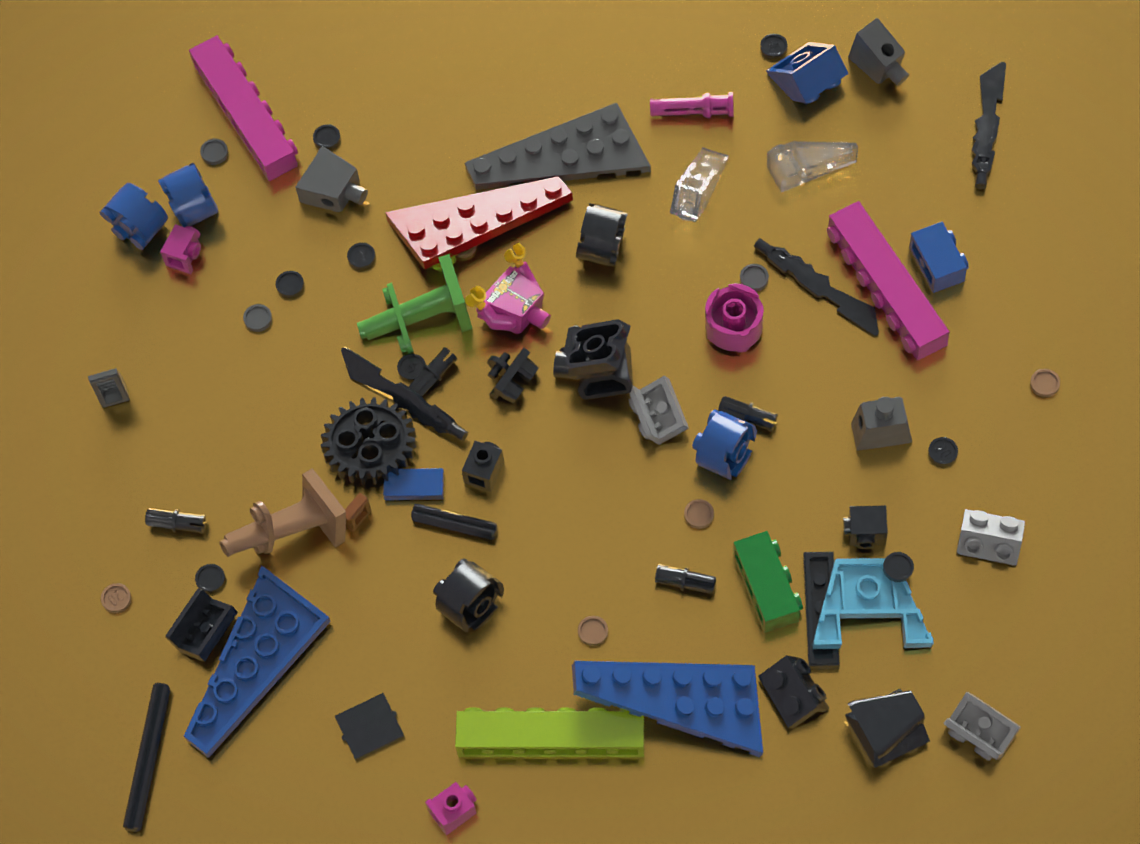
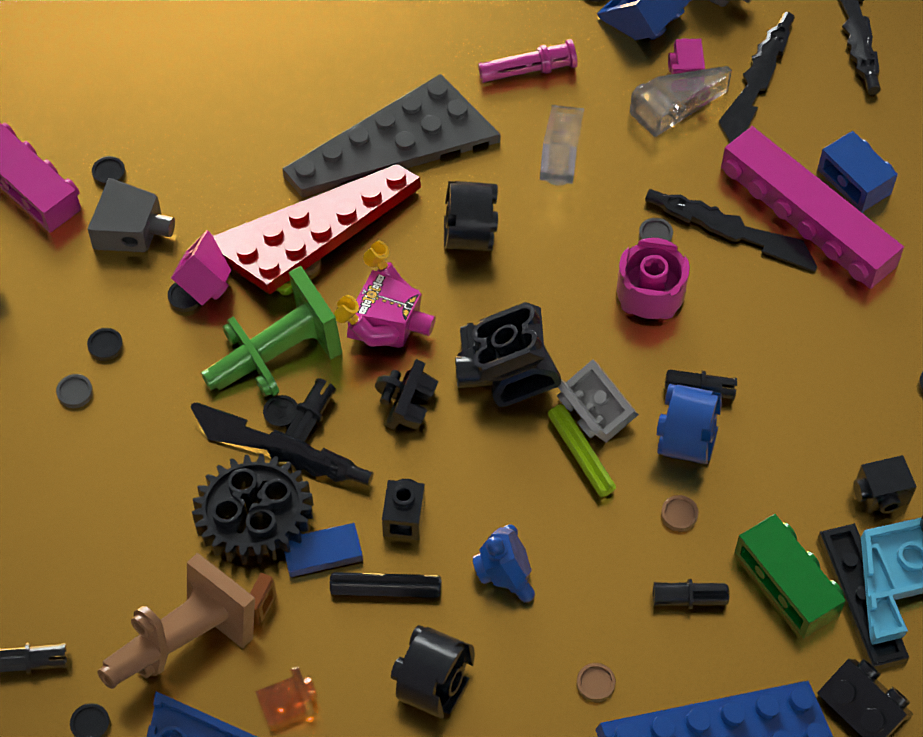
camera: 20 degrees left, 5 degrees down
(357, 593) = (287, 700): none -> clear orange bracket
(378, 238) = (203, 270): none -> dark pink slope
(549, 523) = (505, 563): none -> blue rock
(636, 447) = (581, 450): none -> lime axle
(826, 127) = (687, 56): none -> dark pink brick
(881, 424) = (861, 364): dark grey torso -> none
(884, 155) = (758, 77): none -> black sword

